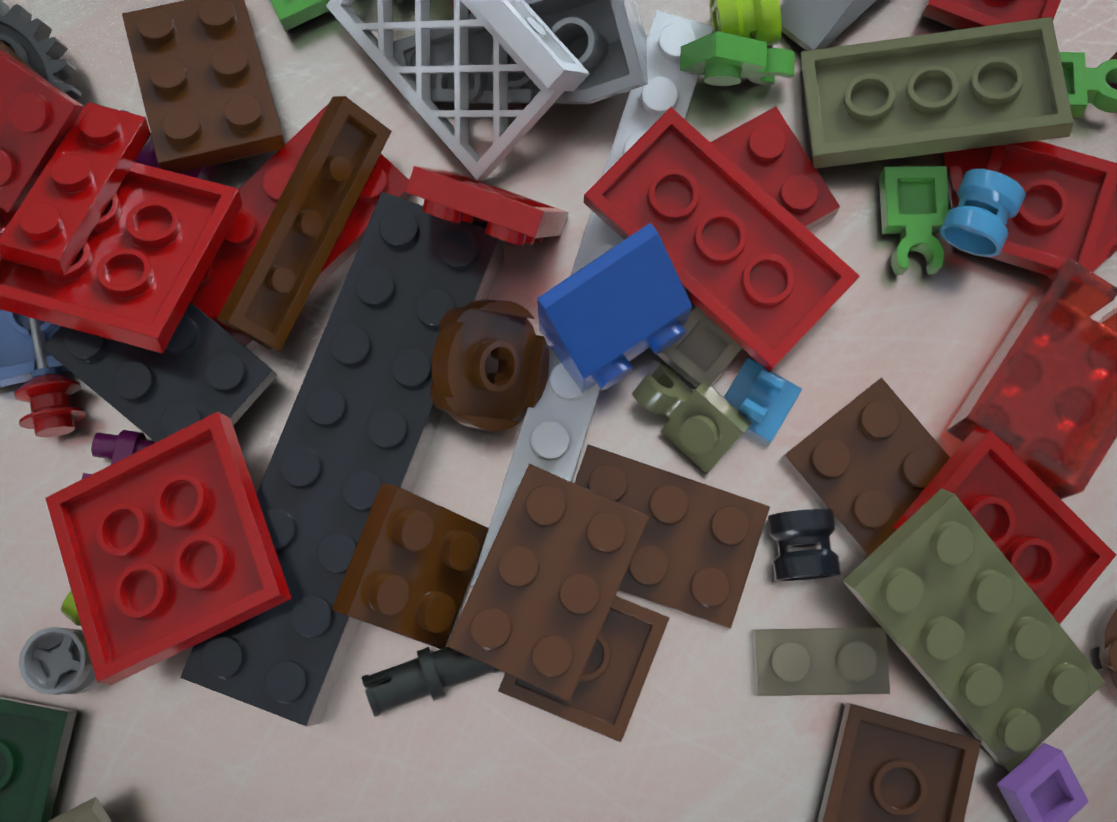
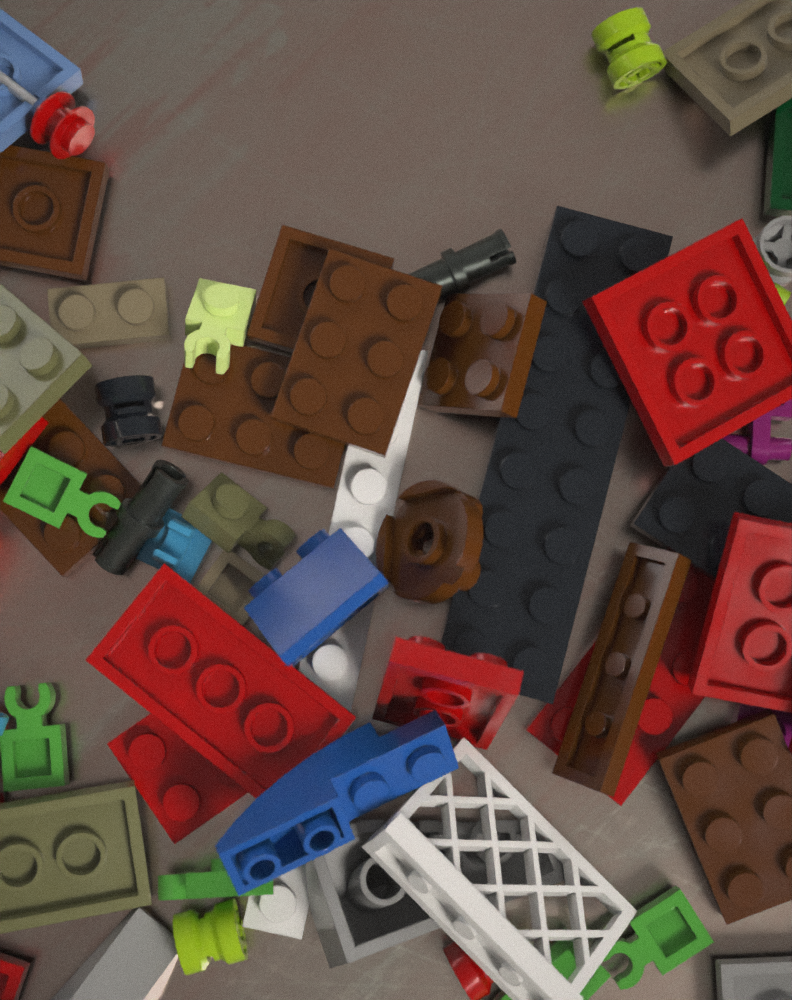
camera: 165 degrees right, 5 degrees up
(638, 107) = (312, 803): none -> blue slope
(701, 639) = (216, 320): none -> yellowish green plate
(795, 426) = (140, 517): none -> pearl dark grey pin
(888, 458) = (52, 489): none -> bright green plate

